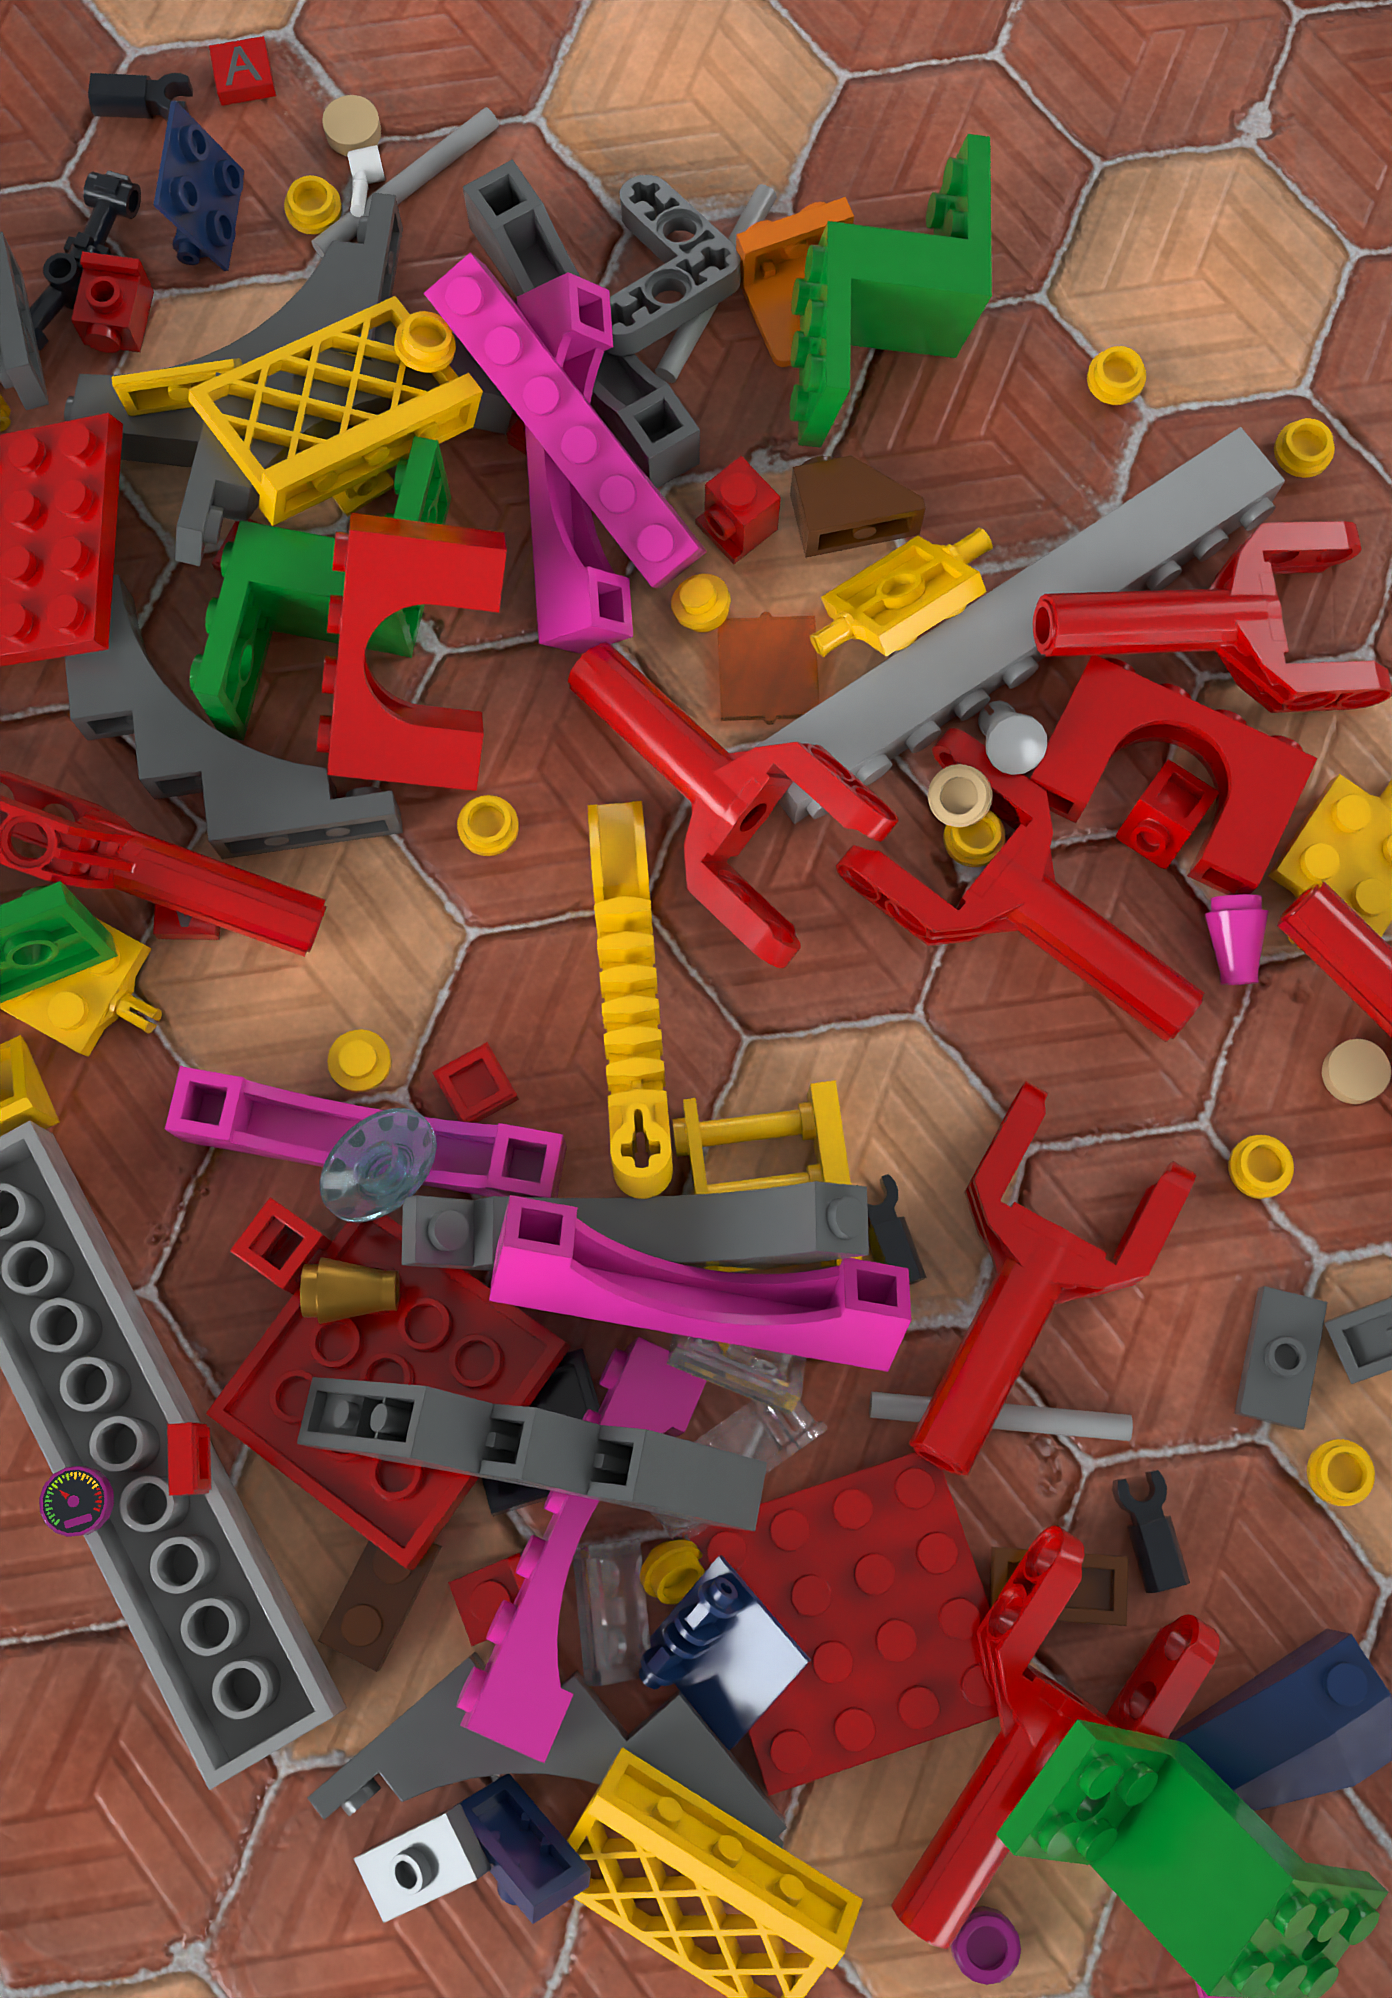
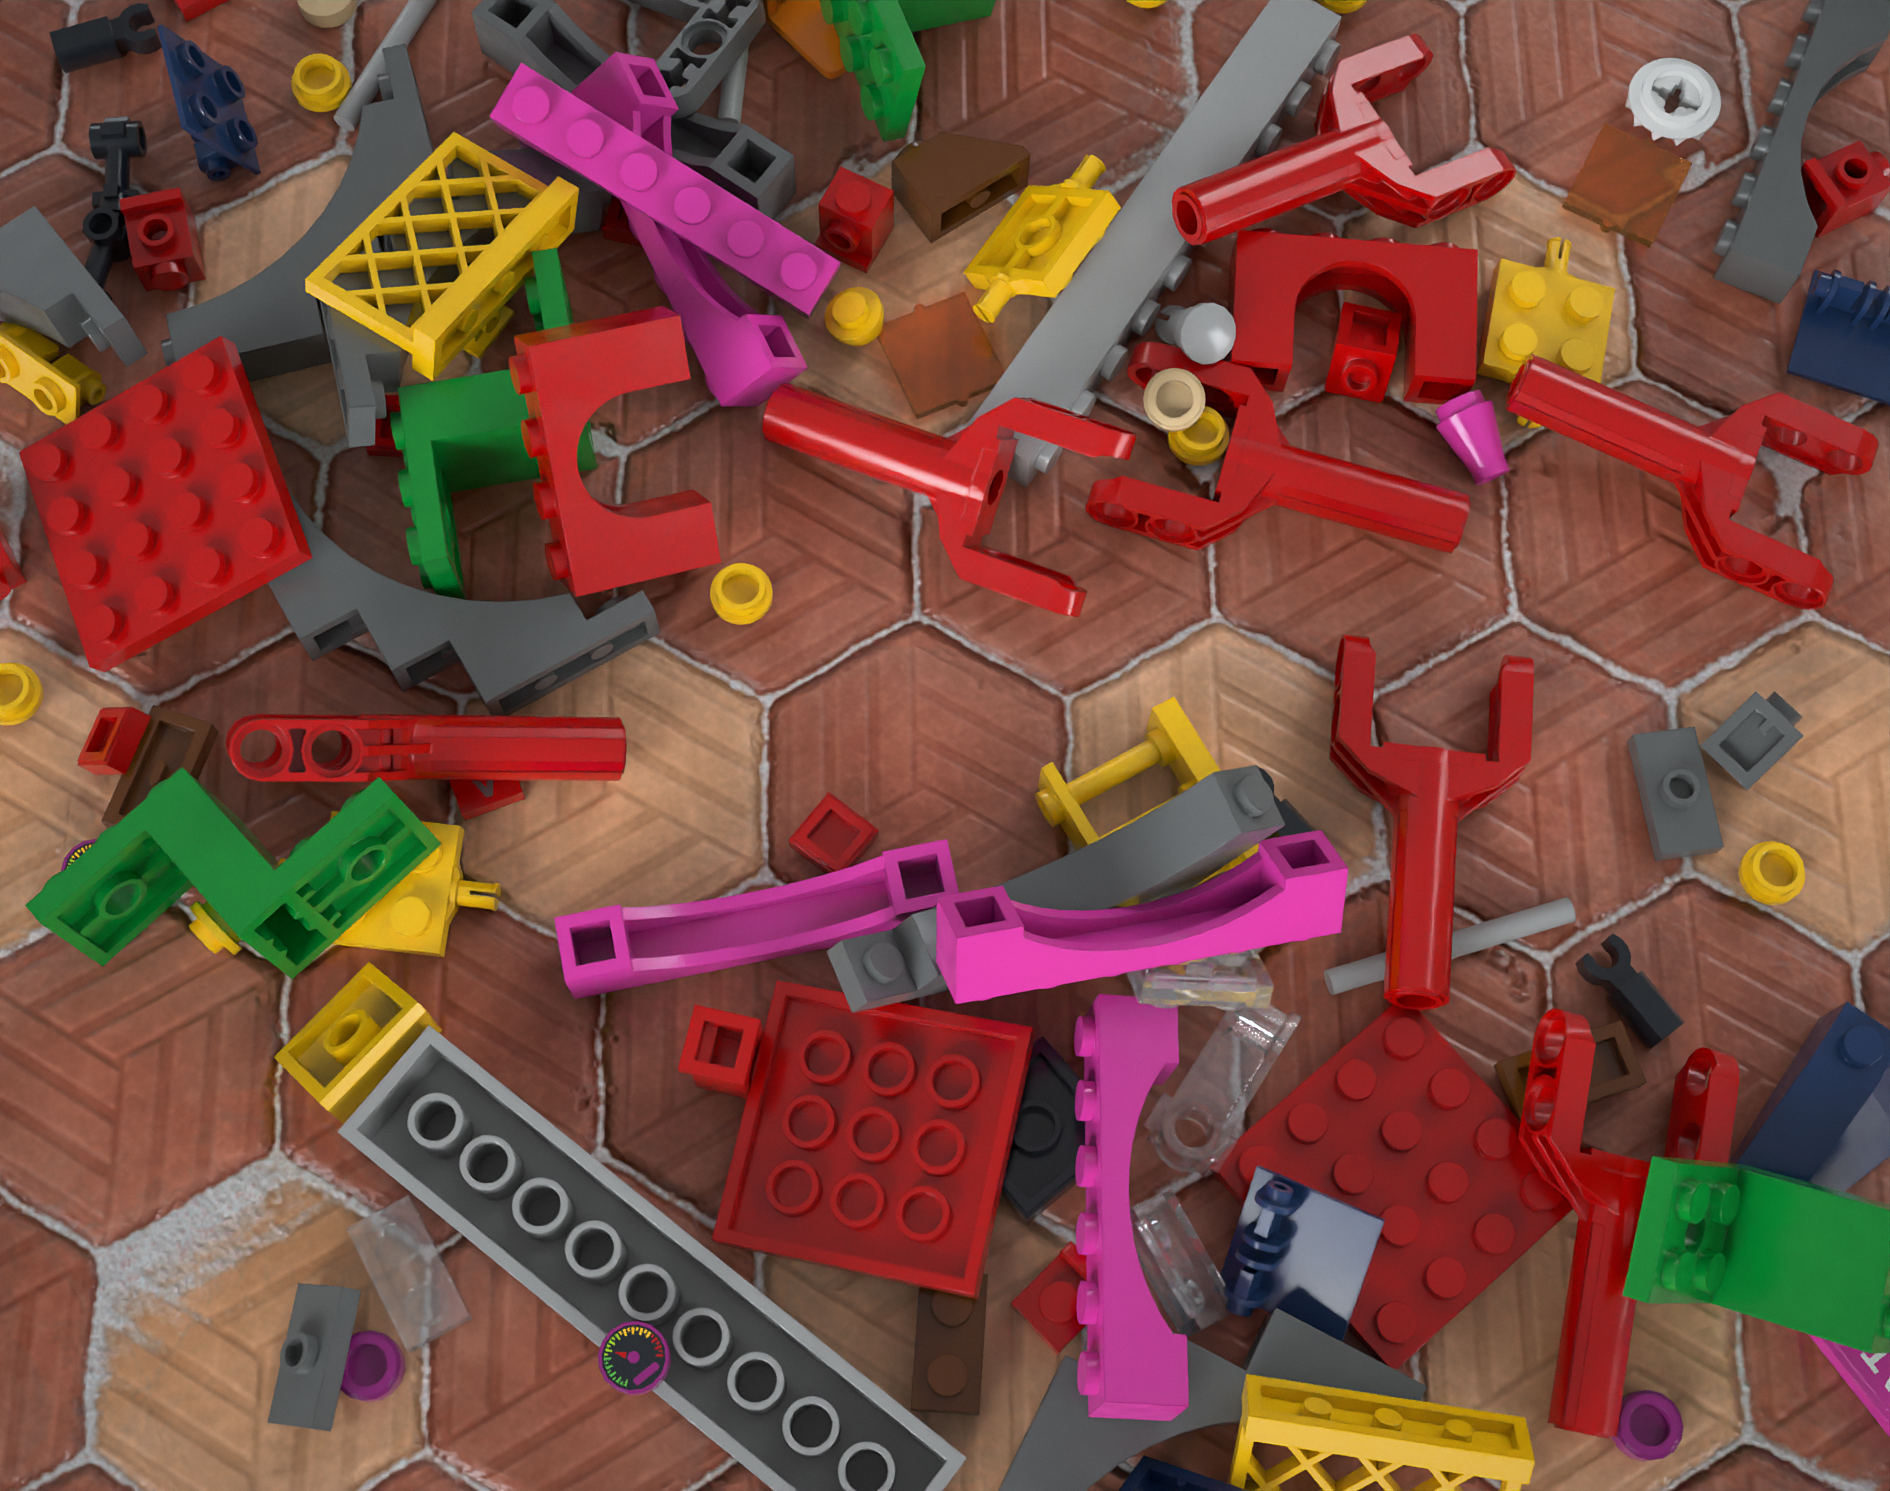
camera: 25 degrees left, 5 degrees down
(165, 388) = (269, 292): yellow slope -> none
(189, 1459) = (729, 1270): red tile -> none
(346, 1290) = (803, 1064): pearl gold cone -> none
(359, 1061) = (714, 856): yellow plate -> none
(365, 169) = (359, 32): white hand -> none
(378, 1165) = (783, 936): clear light blue dish -> none
(425, 342) = (505, 162): yellow plate -> none
(534, 1449) = (1044, 1124): dark grey arch -> none
(629, 991) = (943, 690): yellow piece -> none
(671, 1570) = (1215, 1204): yellow plate -> none
(1261, 1166) = (1583, 631): yellow plate -> none
(1356, 1071) = (1629, 515): tan tile -> none

